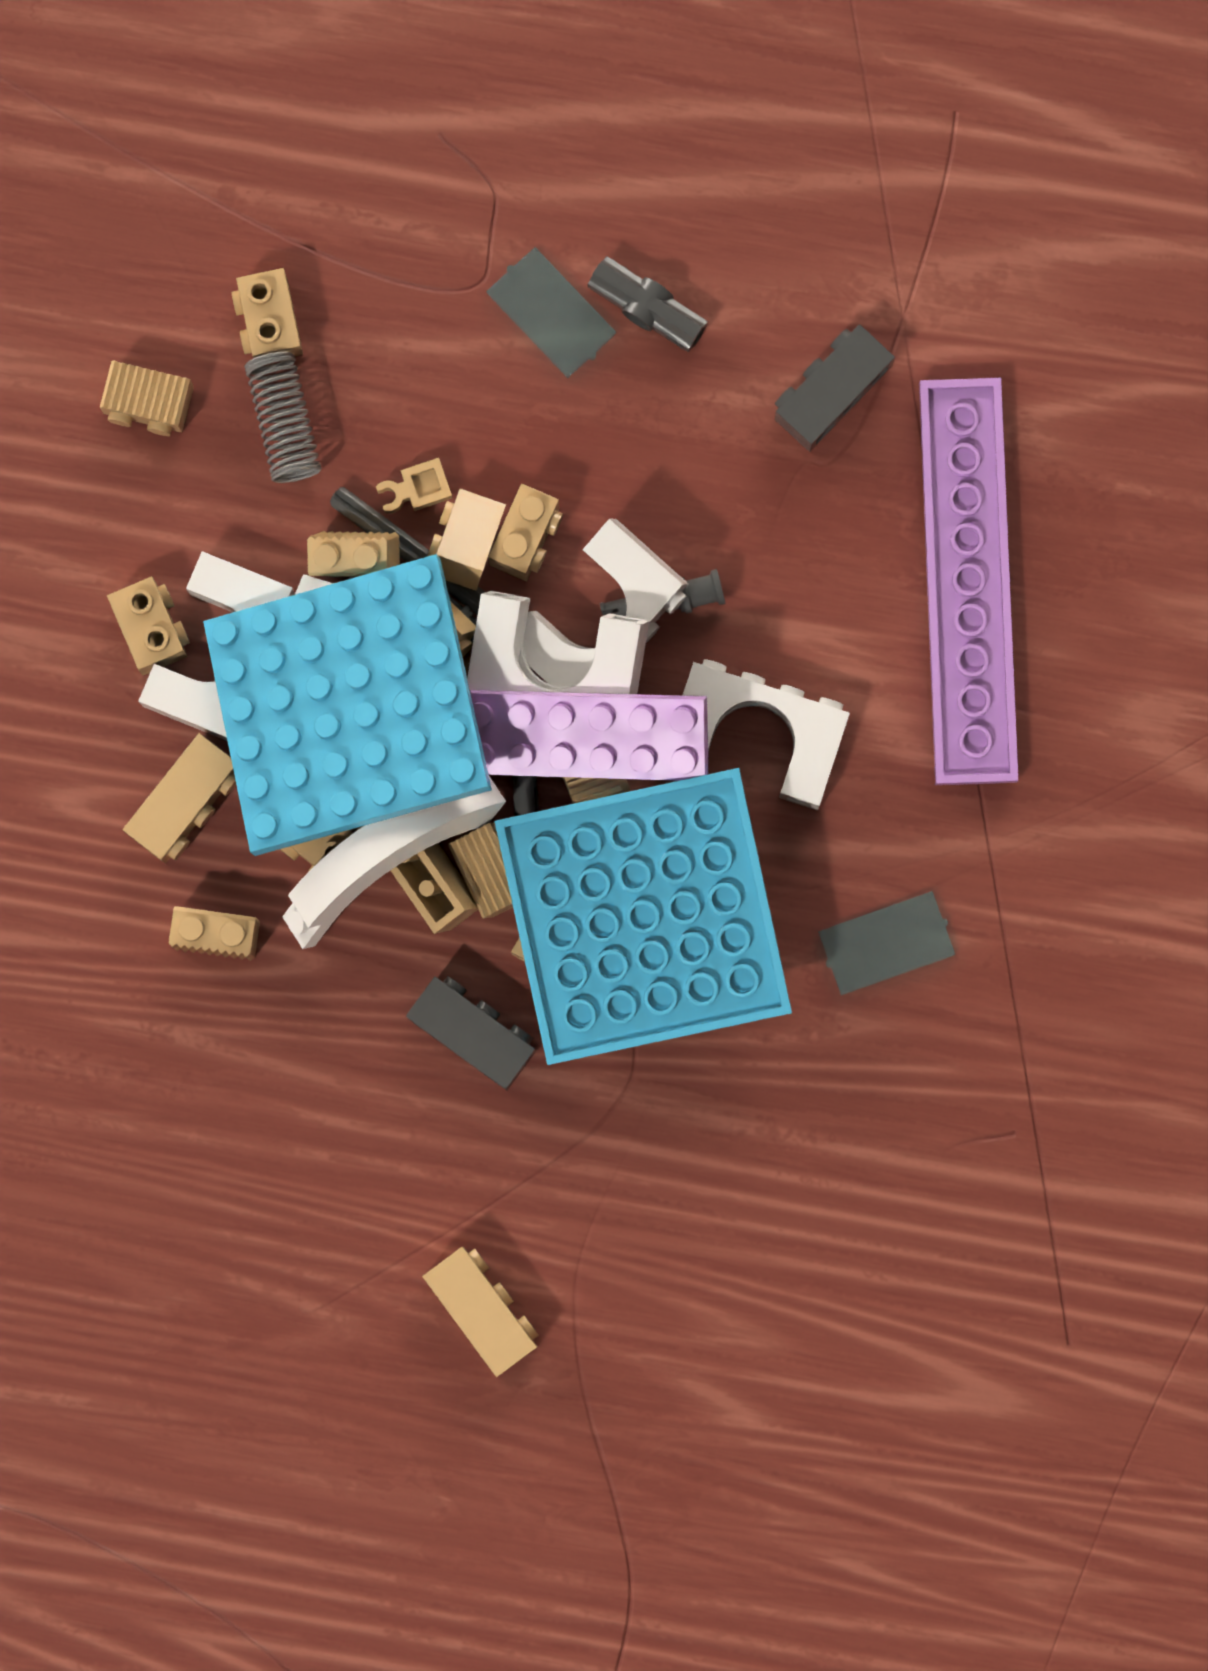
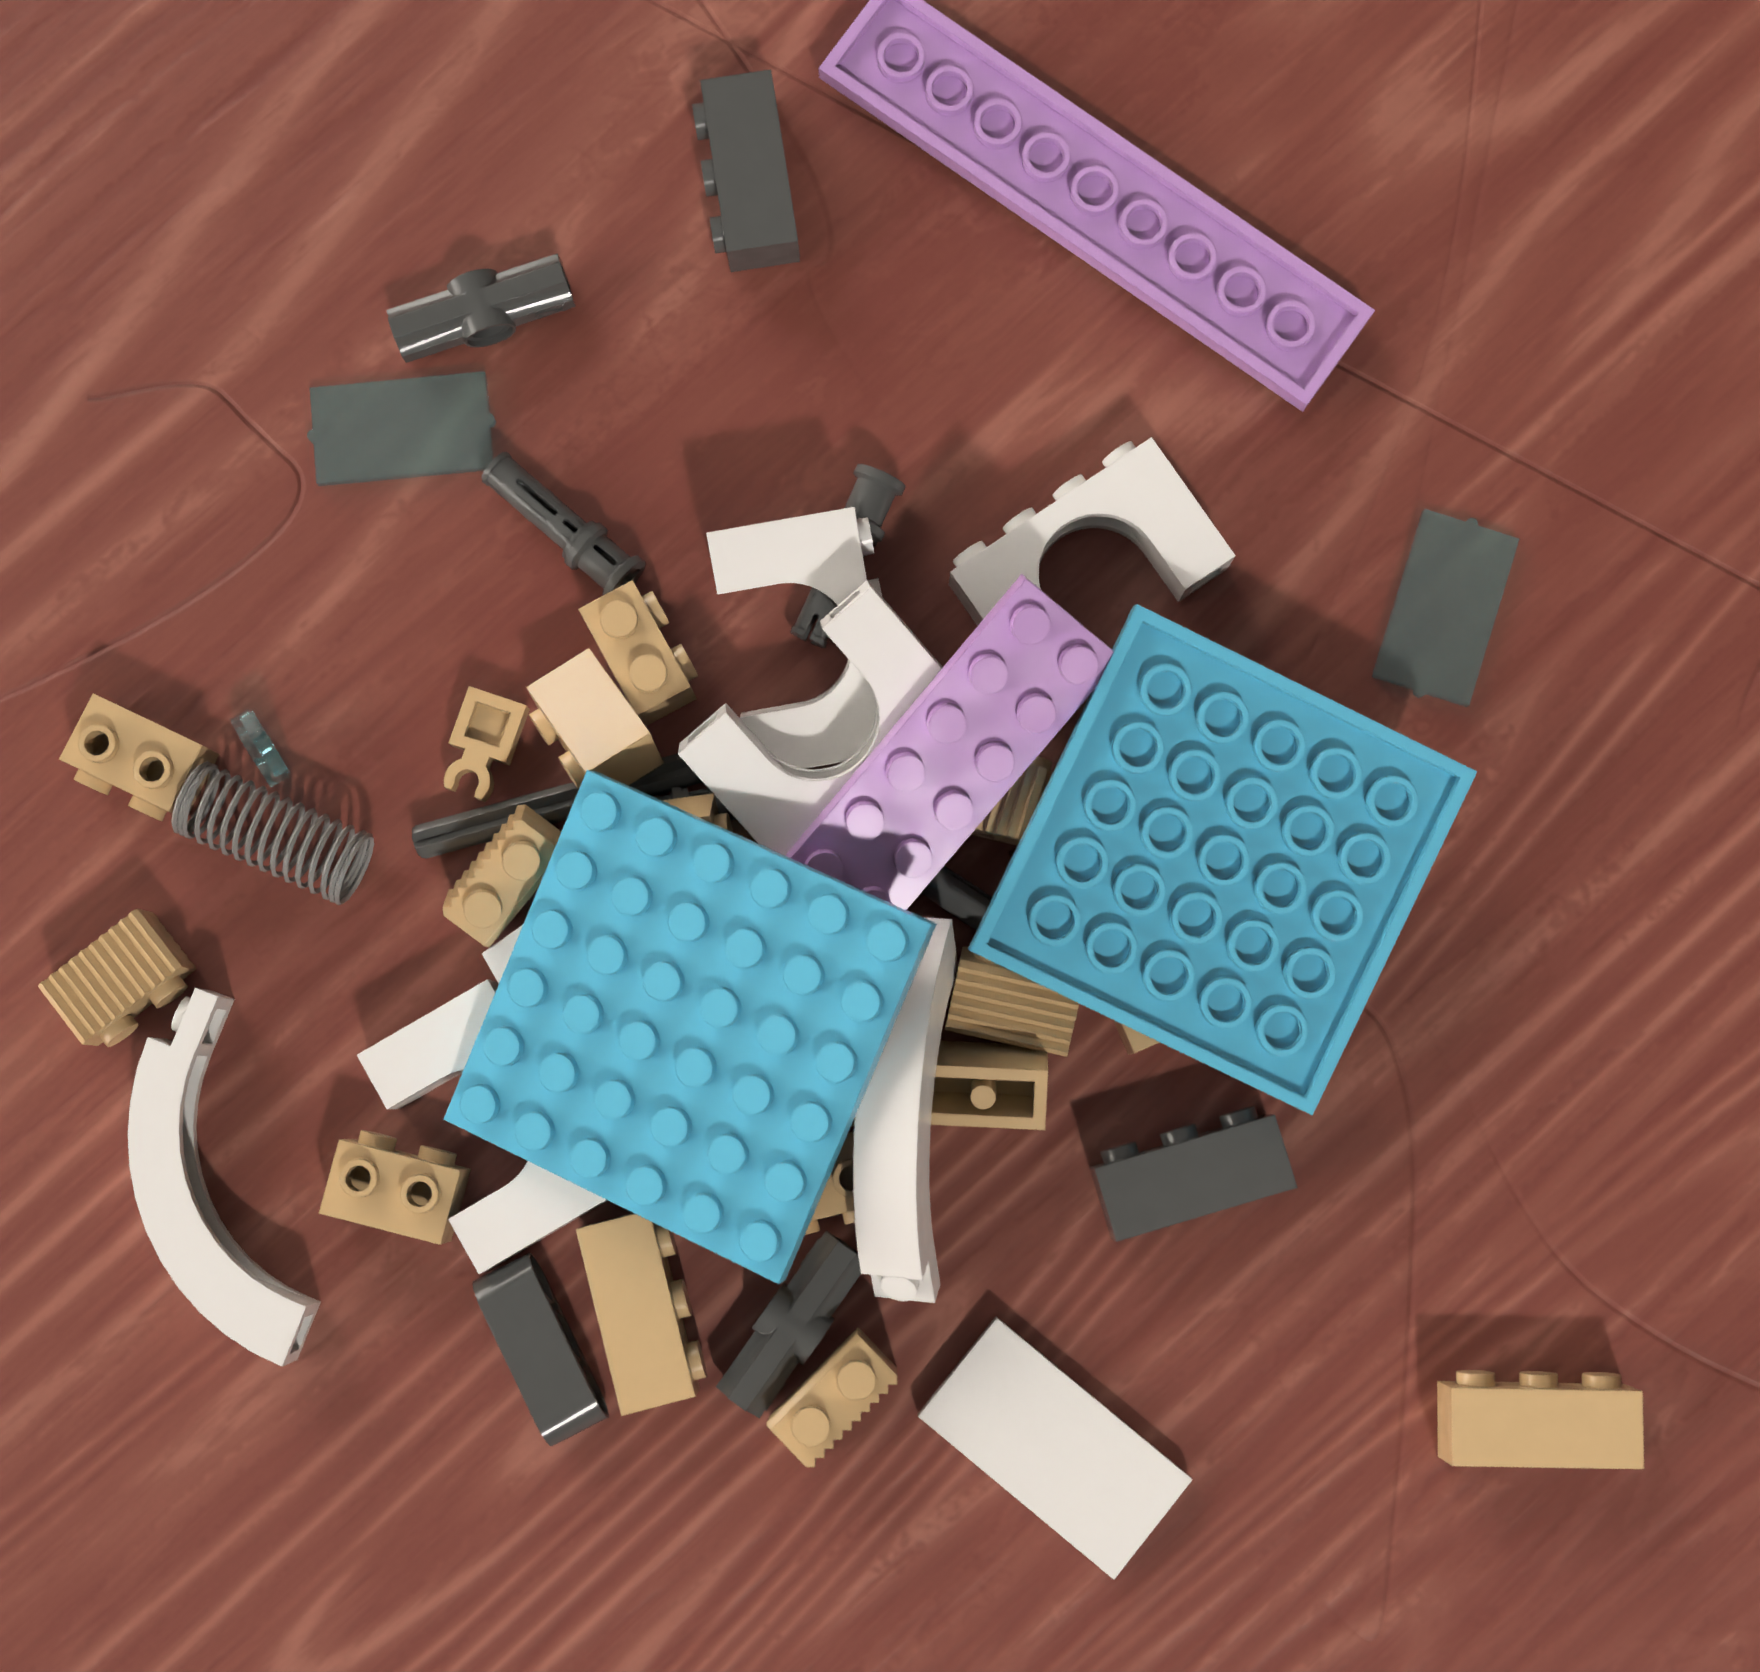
camera: 55 degrees left, 0 degrees up
(55, 518) = (176, 1202): none -> white arch
(123, 764) = (540, 1349): none -> dark grey beam
(234, 883) = (791, 1325): none -> dark grey piece
(276, 1069) = (1054, 1447): none -> white tile
(322, 374) = (260, 747): none -> clear light blue tile
(562, 456) = (582, 543): none -> dark grey pin

